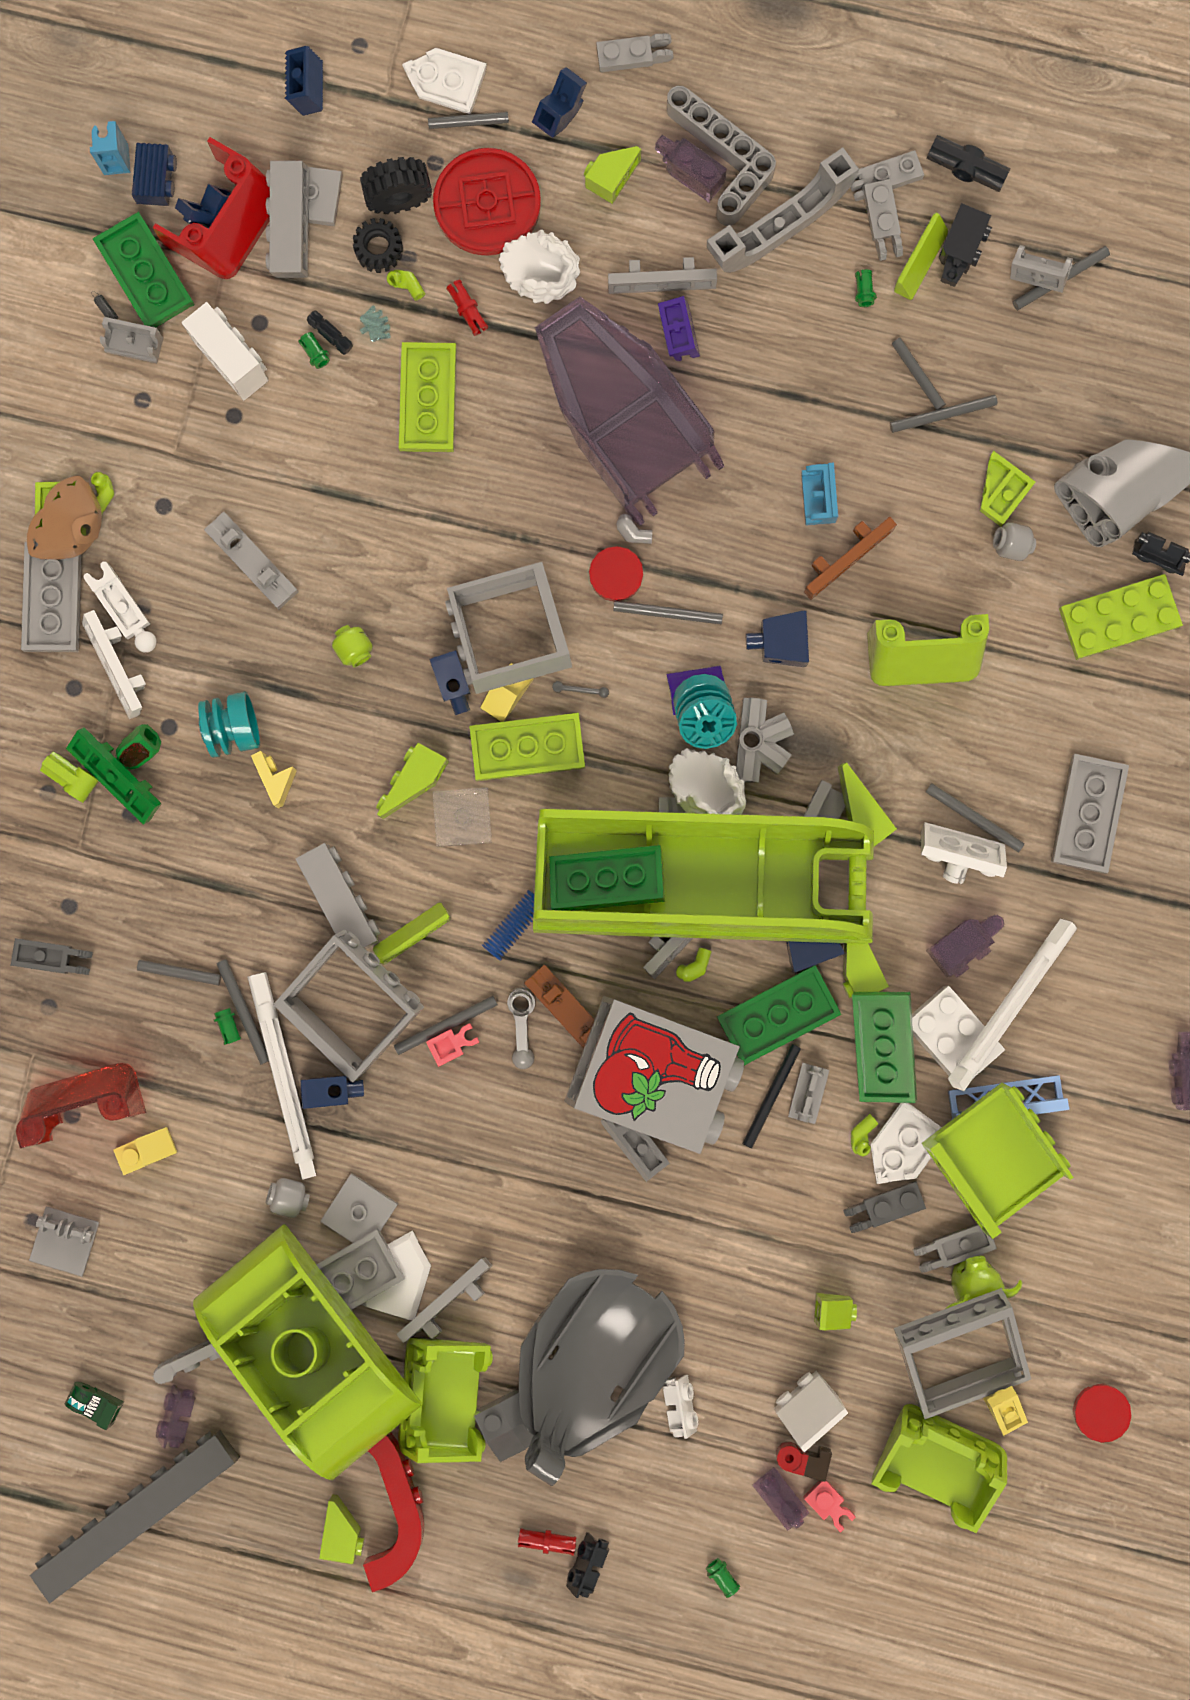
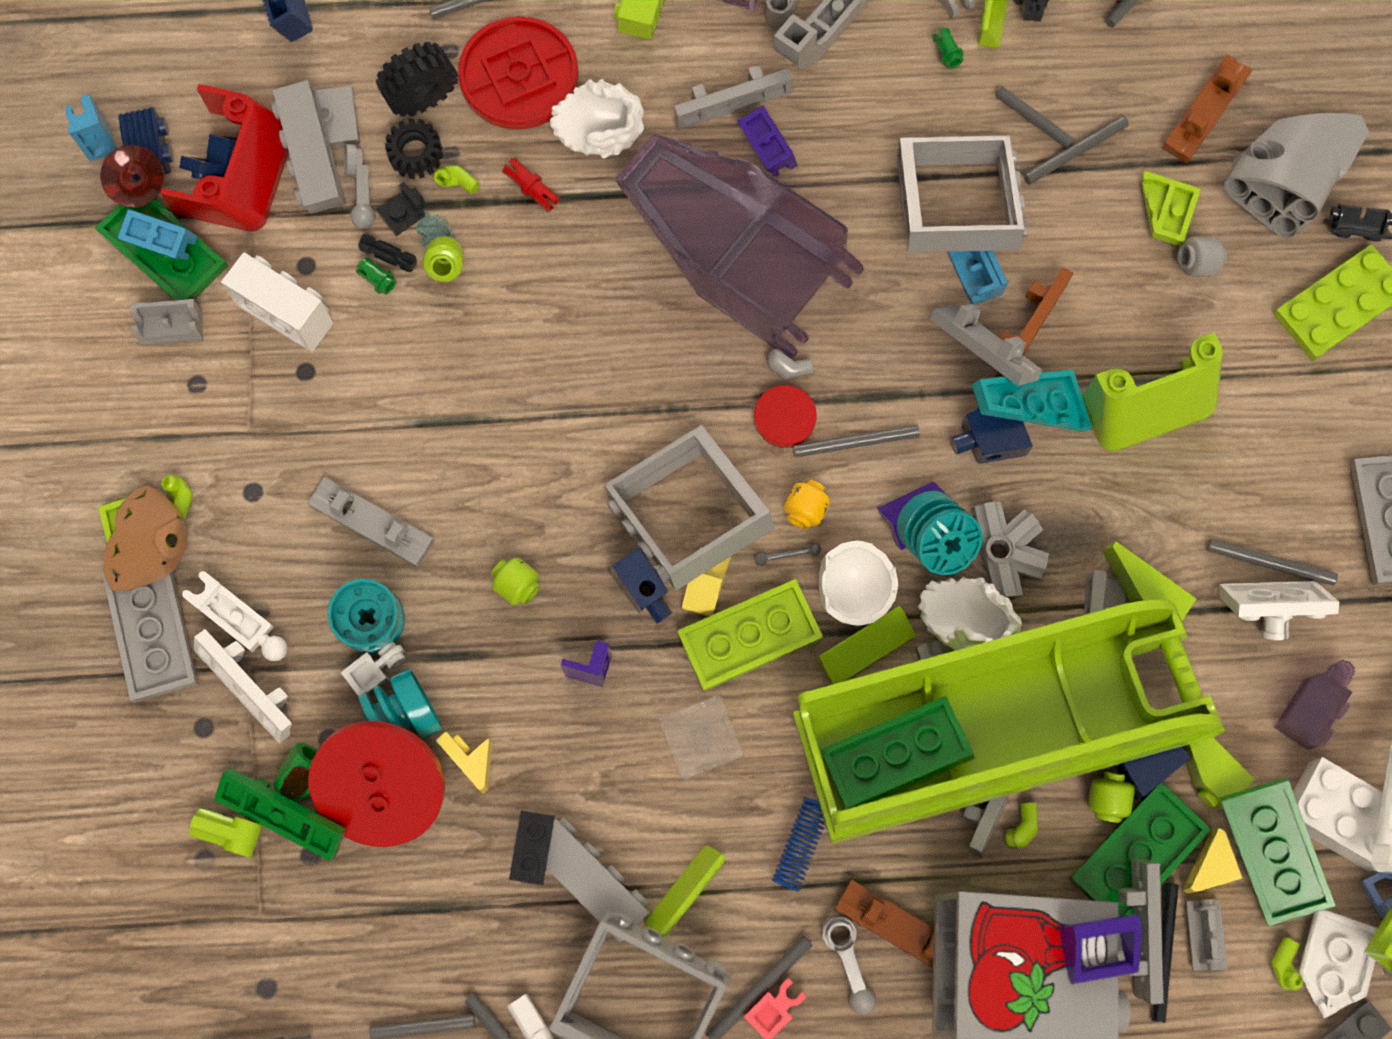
camera: 25 degrees left, 10 degrees down
(104, 306) = (125, 295): dark grey piece -> none
(121, 198) = (119, 168): none -> clear red dish
(140, 263) = (156, 235): none -> dark azure hinge
(194, 775) = (377, 783): none -> red plate
(209, 635) = (353, 602): none -> teal wheel
(213, 684) = (368, 673): none -> white plate
(299, 863) = (532, 848): none -> black hinge
(318, 292) = (362, 214): none -> light grey piece
(352, 298) = (402, 210): none -> black bracket
(373, 353) = (443, 259): none -> lime head
(395, 735) = (597, 668): none -> dark purple panel
(418, 775) = (636, 706): lime slope -> none
(427, 397) = (517, 289): lime plate -> none
(608, 654) = (806, 504): none -> yellow head
(619, 785) = (866, 646): none -> lime slope
(625, 732) = (857, 583): none -> white cylinder
(694, 1058) = (1072, 942): none -> dark purple tile
(765, 1054) = (1146, 902): none -> light grey hinge
(771, 964) = (1111, 797): none -> lime head
(797, 561) = (1001, 355): none -> light grey hinge
(826, 623) = (1050, 401): none -> teal wing
(833, 1043) = (1213, 865): none -> light yellow slope
(837, 385) = (959, 152): none -> light grey window
(1071, 410) = (1207, 109): none -> dark orange hinge

